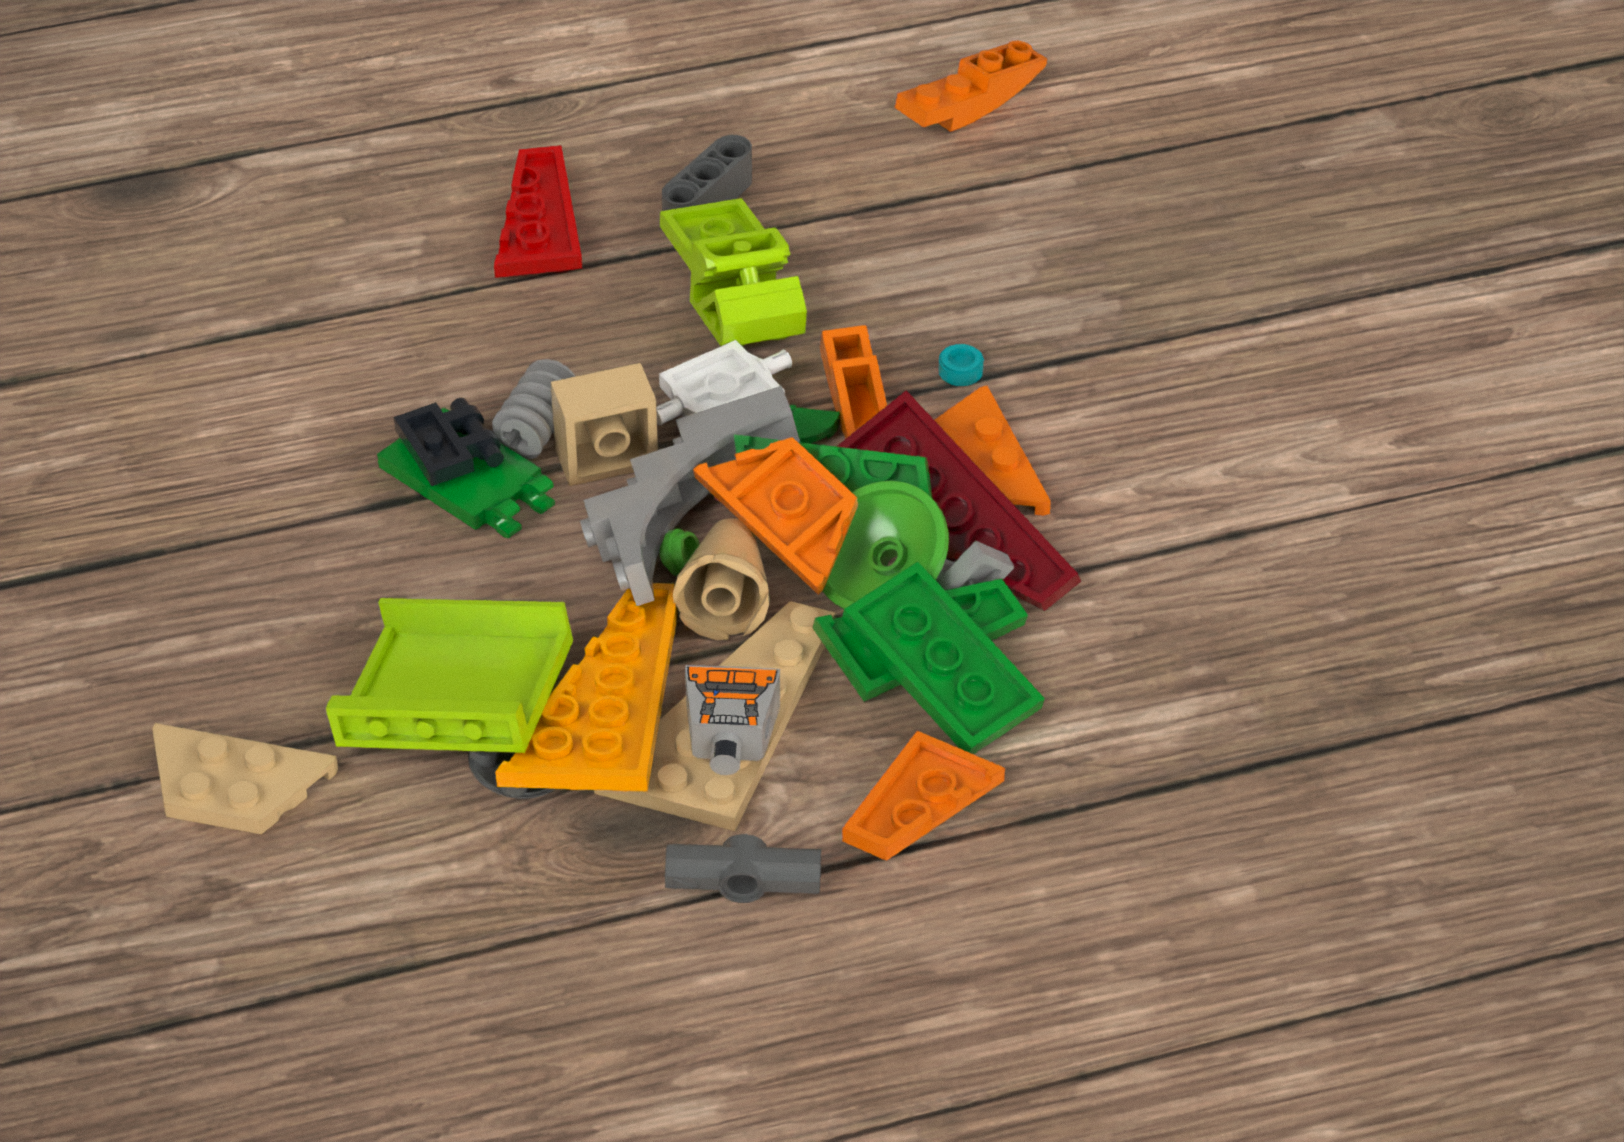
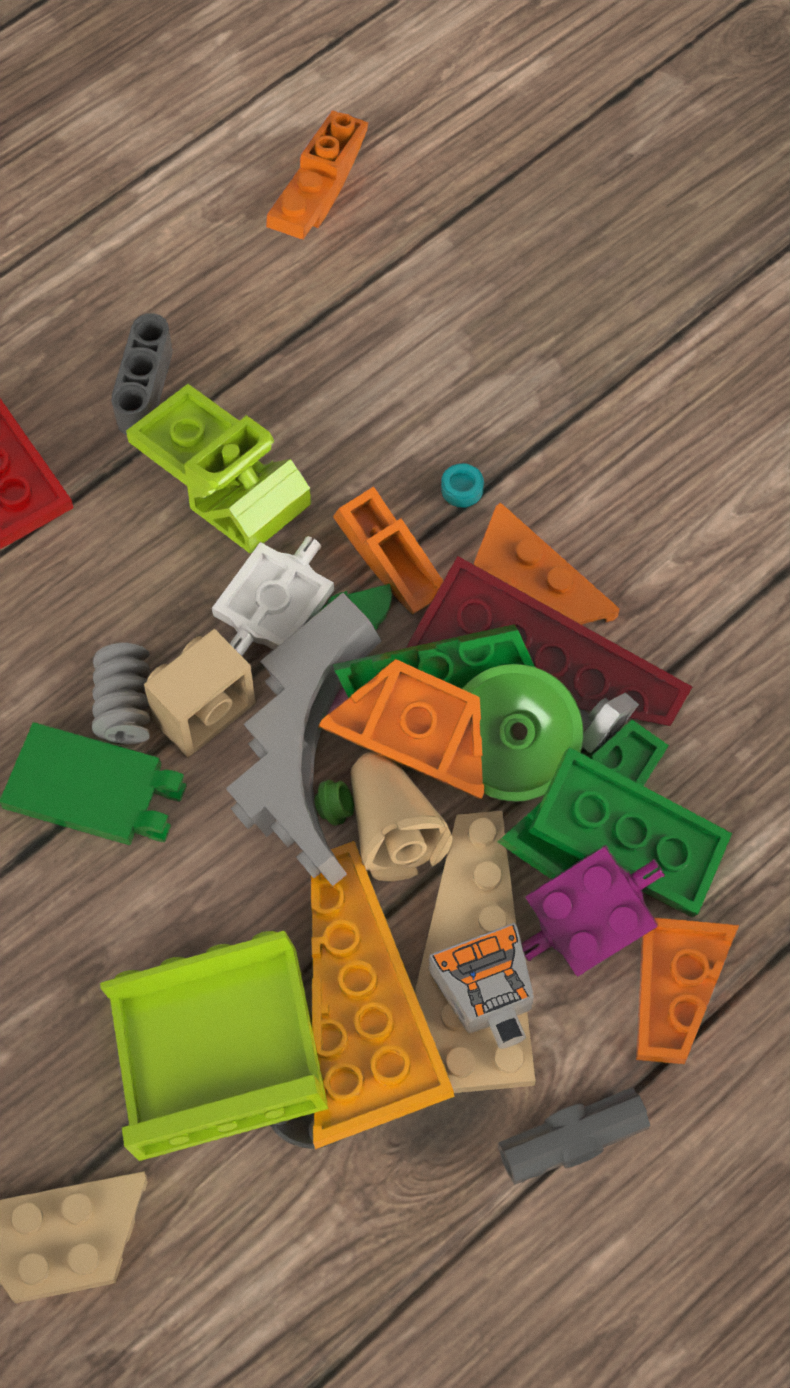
camera: 25 degrees left, 20 degrees up
(436, 446) = (56, 778): black plate -> none
(866, 702) = (591, 910): none -> magenta plate

